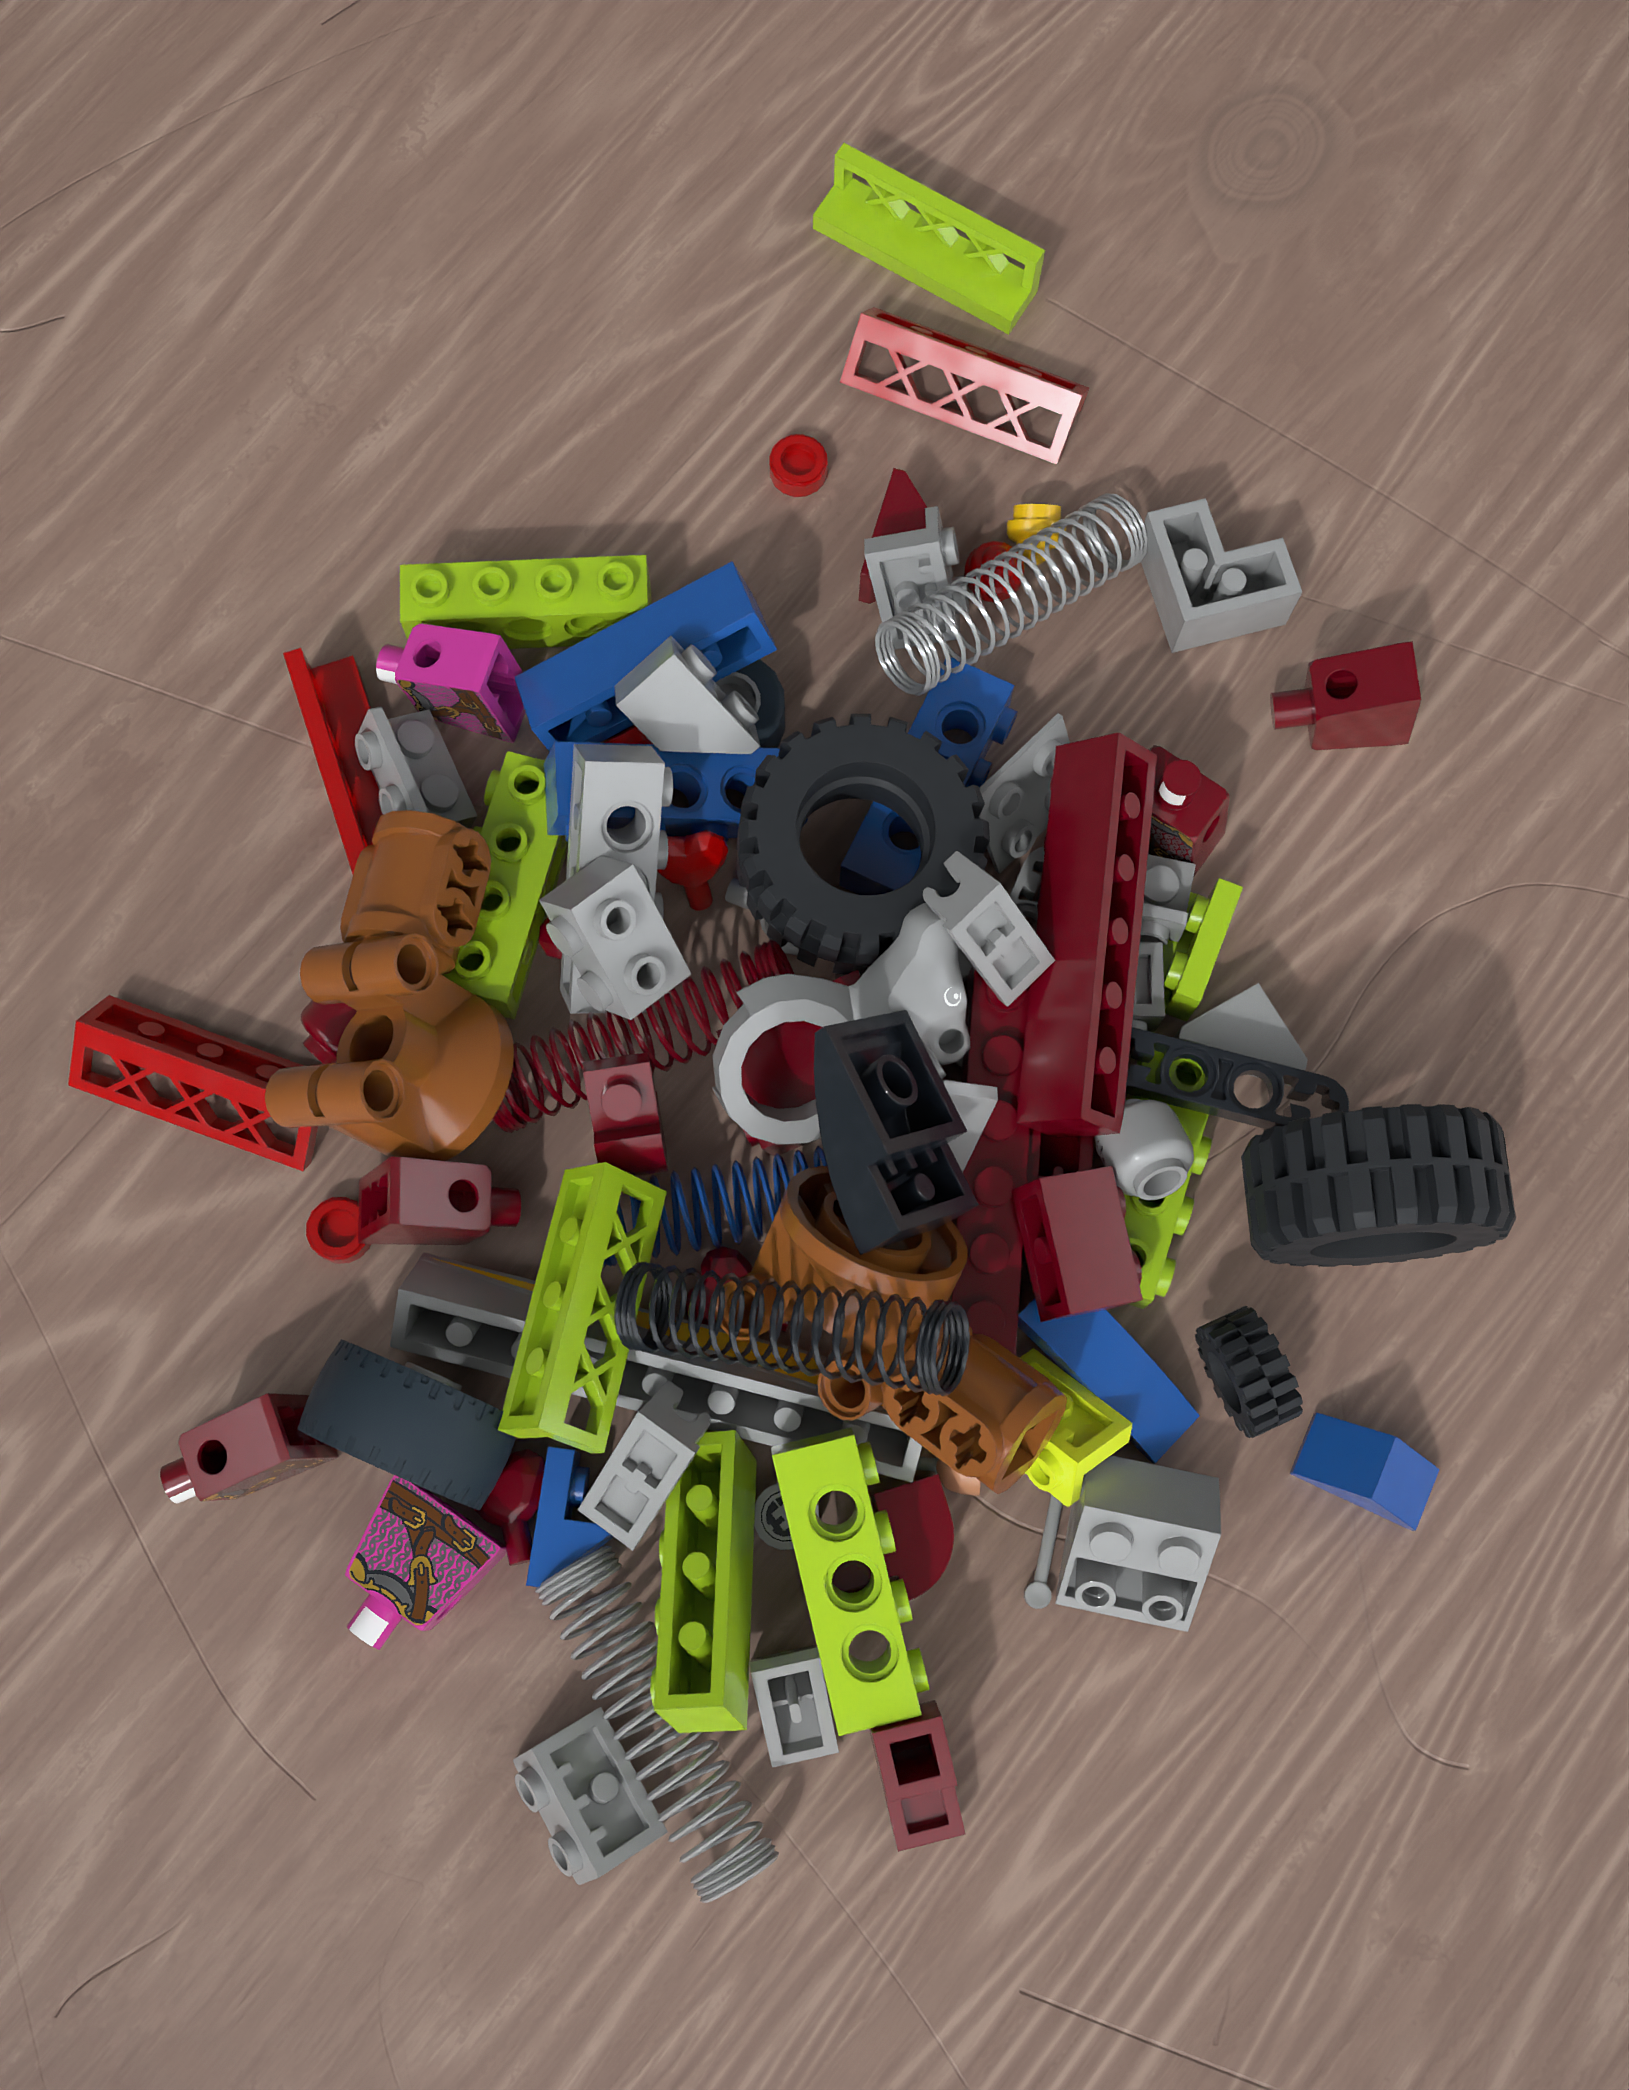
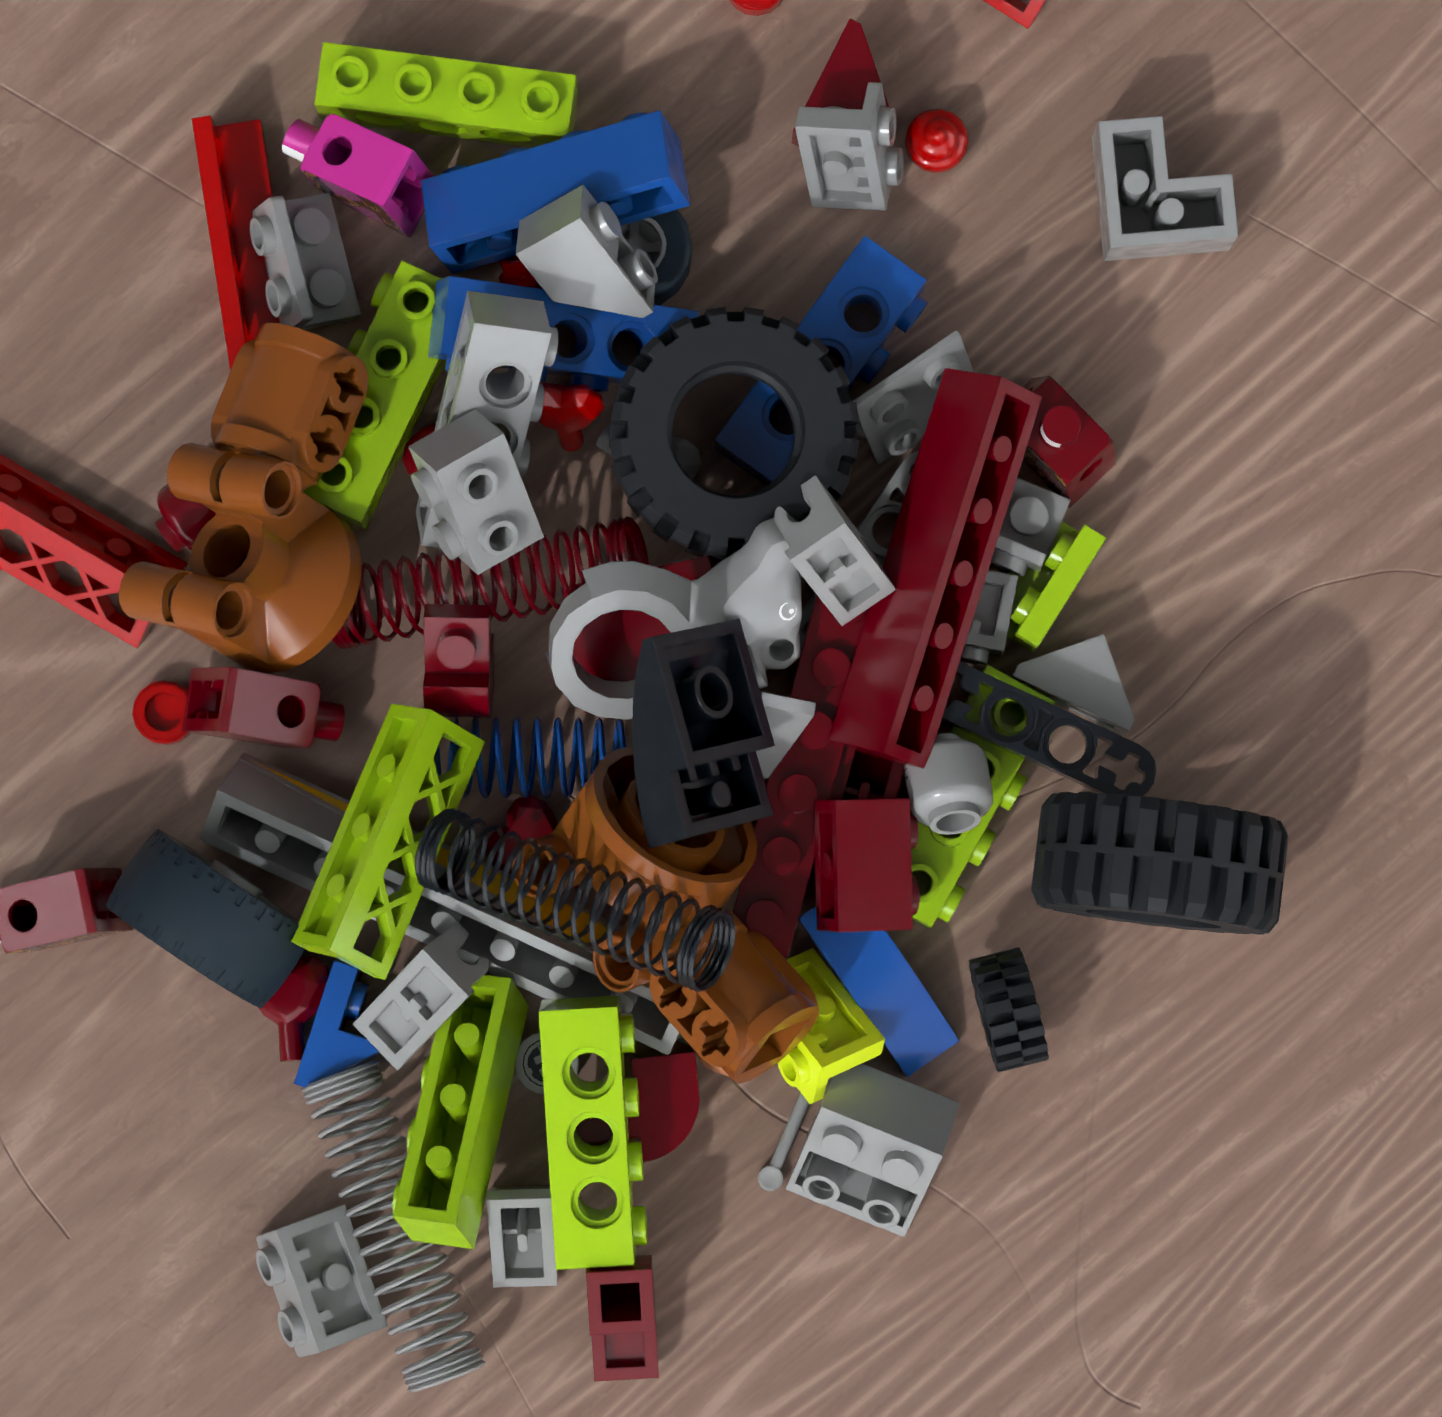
camera: 10 degrees right, 10 degrees up
(416, 1562) = (194, 1043): torso -> none
(927, 649) = (830, 237): light grey piece -> none
(1028, 521) = (989, 102): yellow plate -> none
(1354, 699) = (1295, 358): dark red torso -> none
(1366, 1469) = (1106, 1120): blue slope -> none

